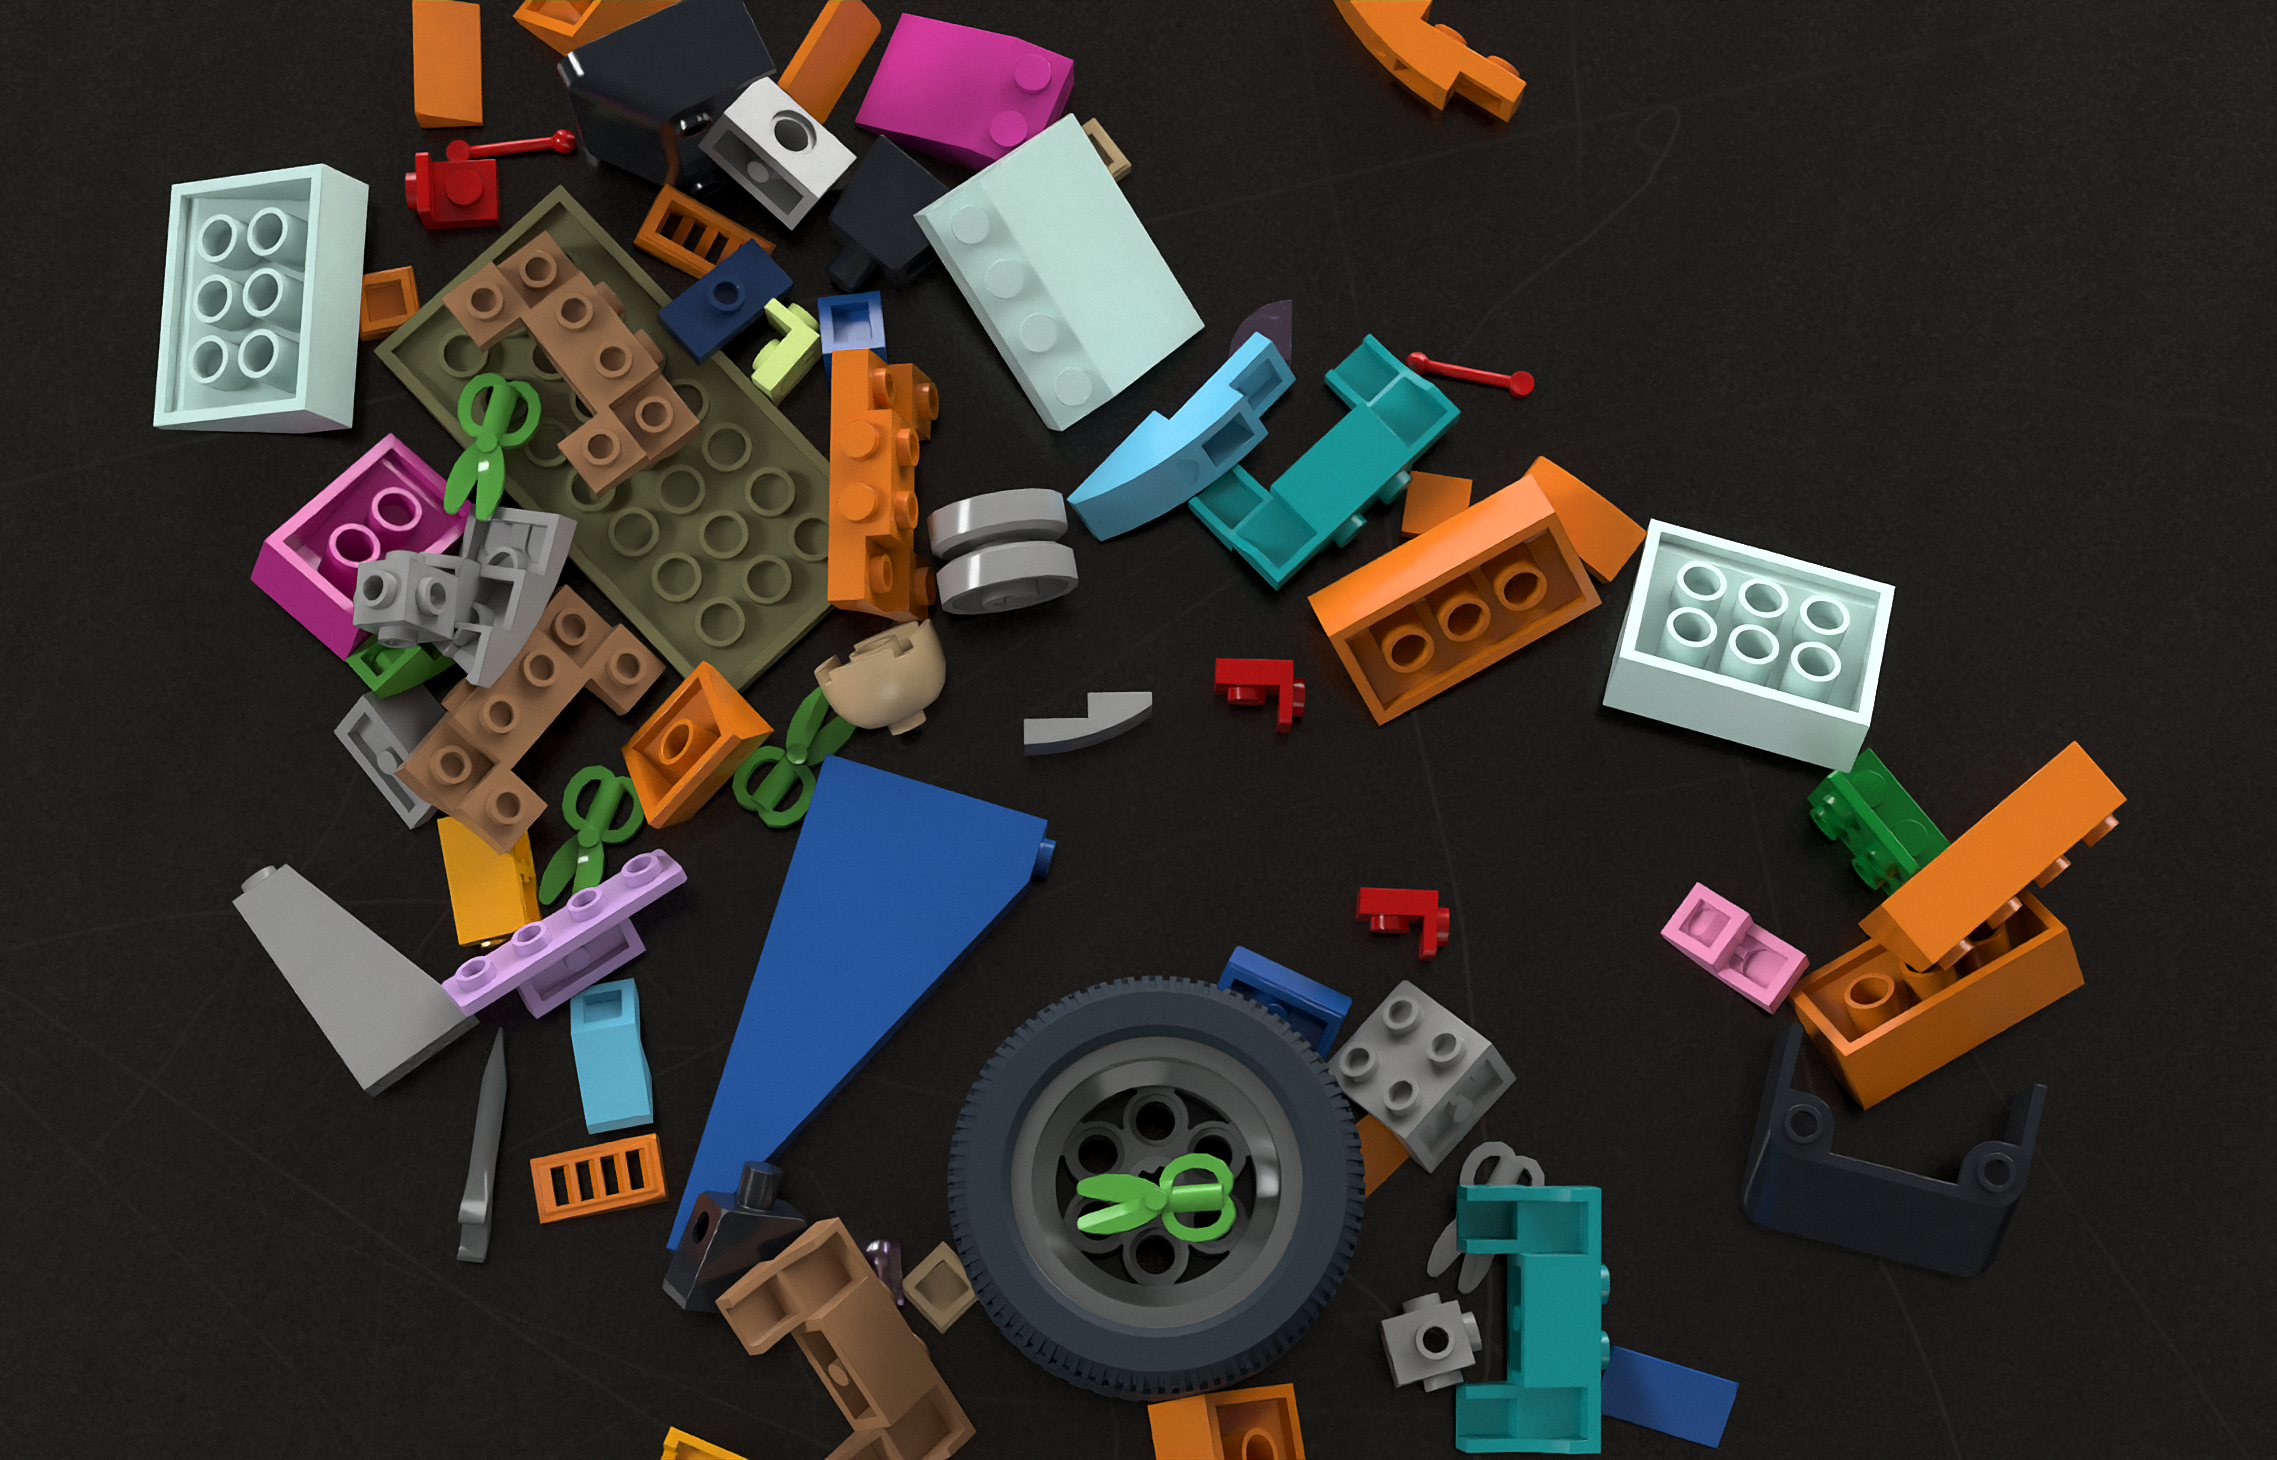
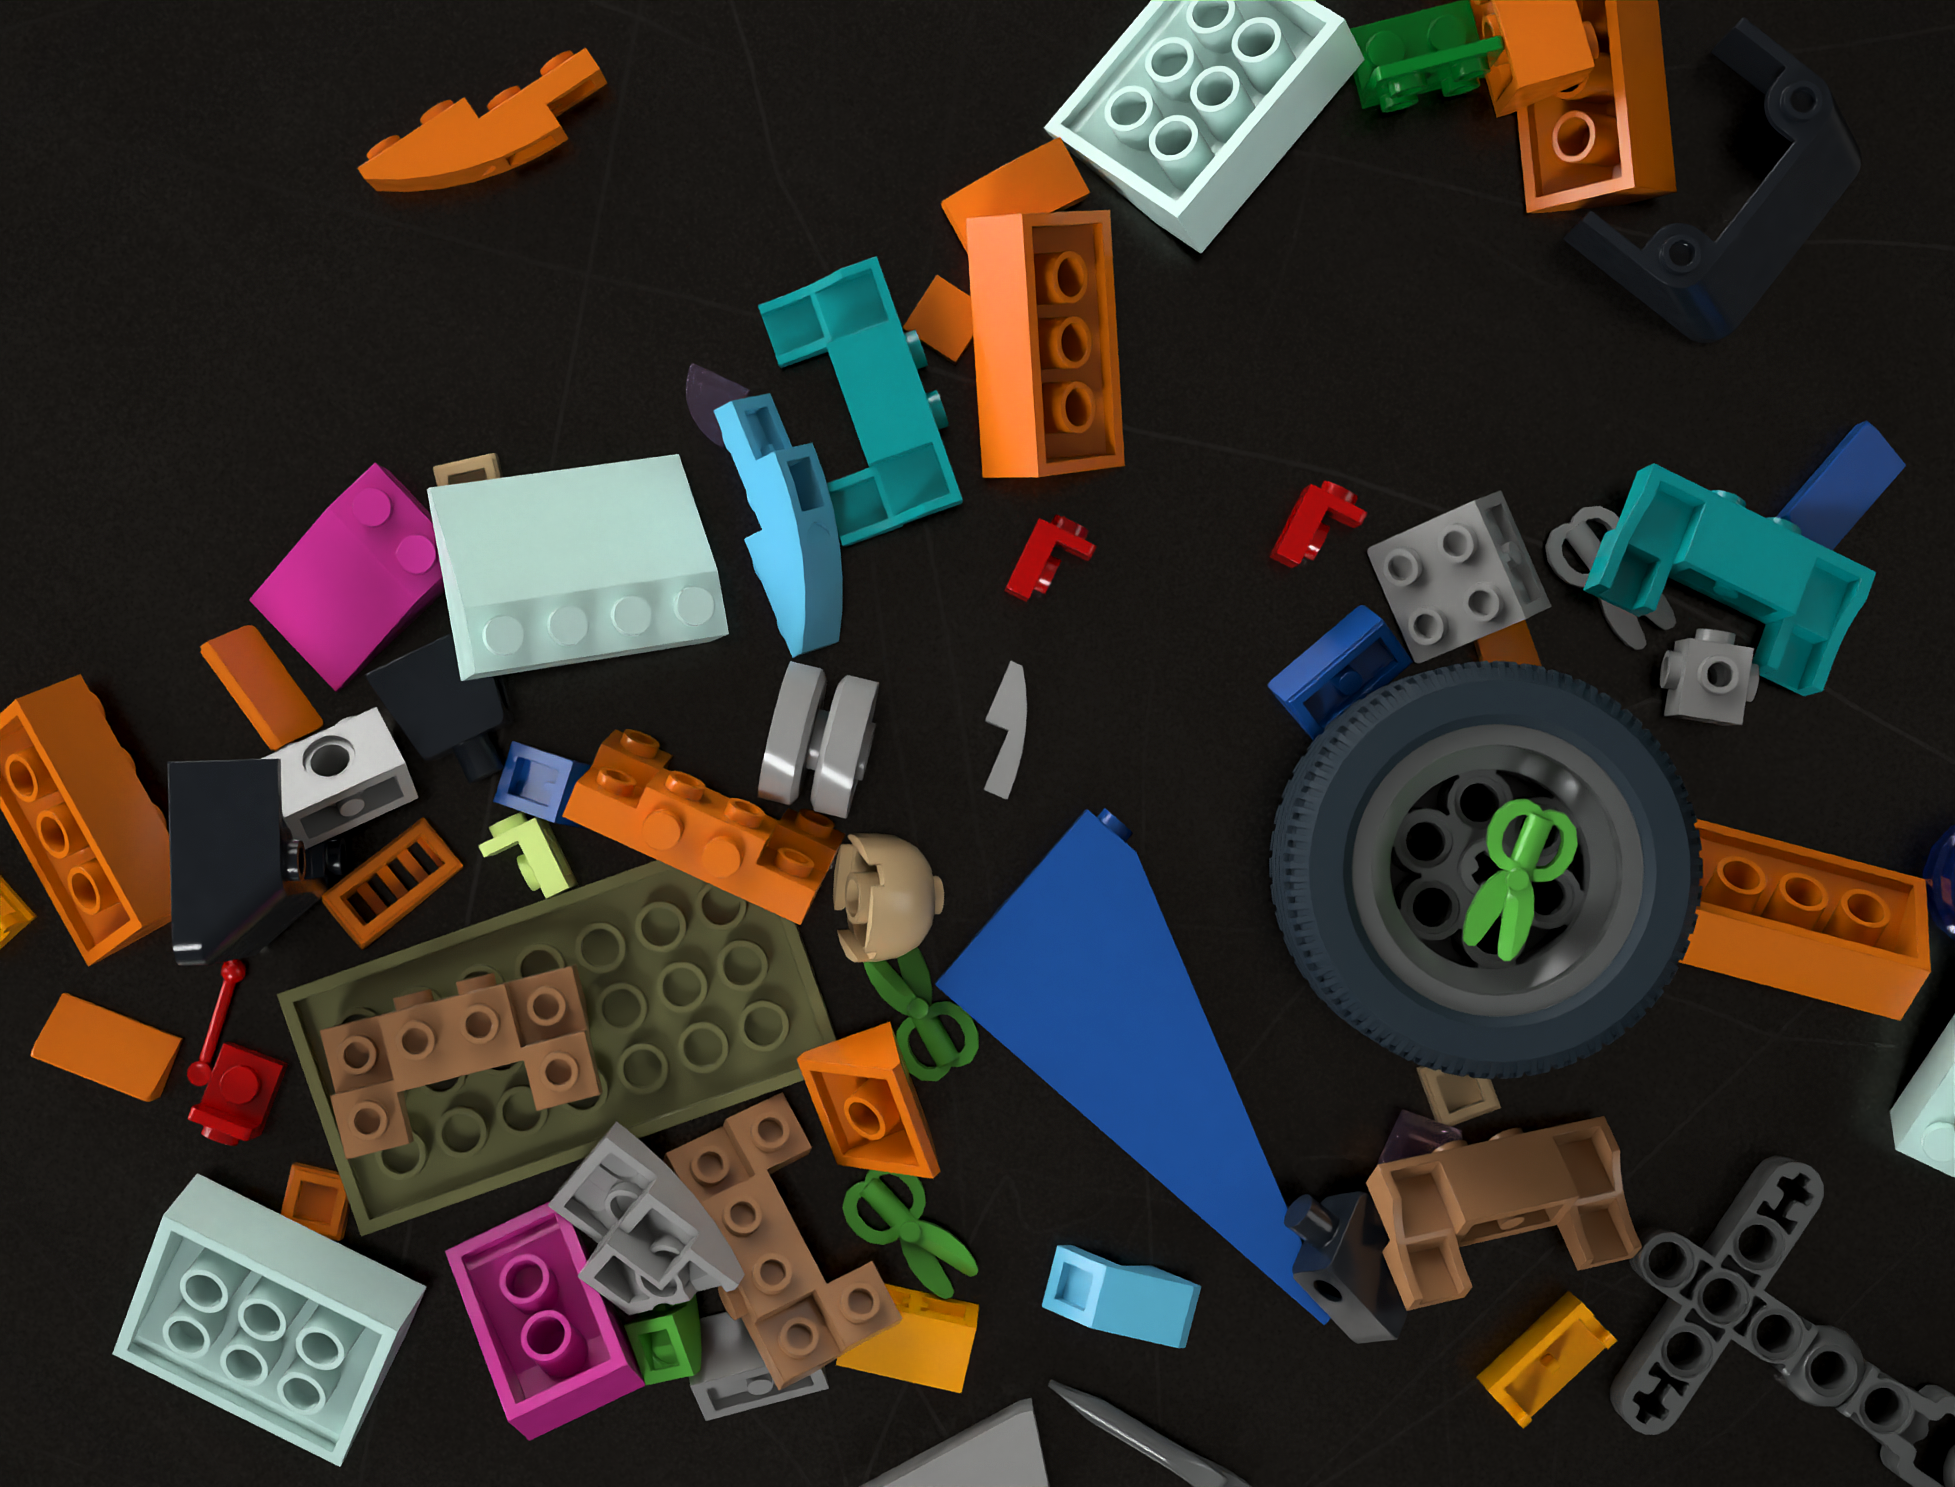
camera: 65 degrees left, 10 degrees up
(405, 600) = (626, 1317): light grey brick -> none
(485, 458) = (512, 1177): bright green piece -> none
(572, 946) = (1006, 1295): lavender bracket -> none
(652, 1167) = (1238, 1302): orange slope -> none
(724, 302) = (461, 890): dark blue plate -> none
(1519, 384) = (863, 189): red hinge -> none
(1735, 948) = (1472, 238): bright pink slope -> none

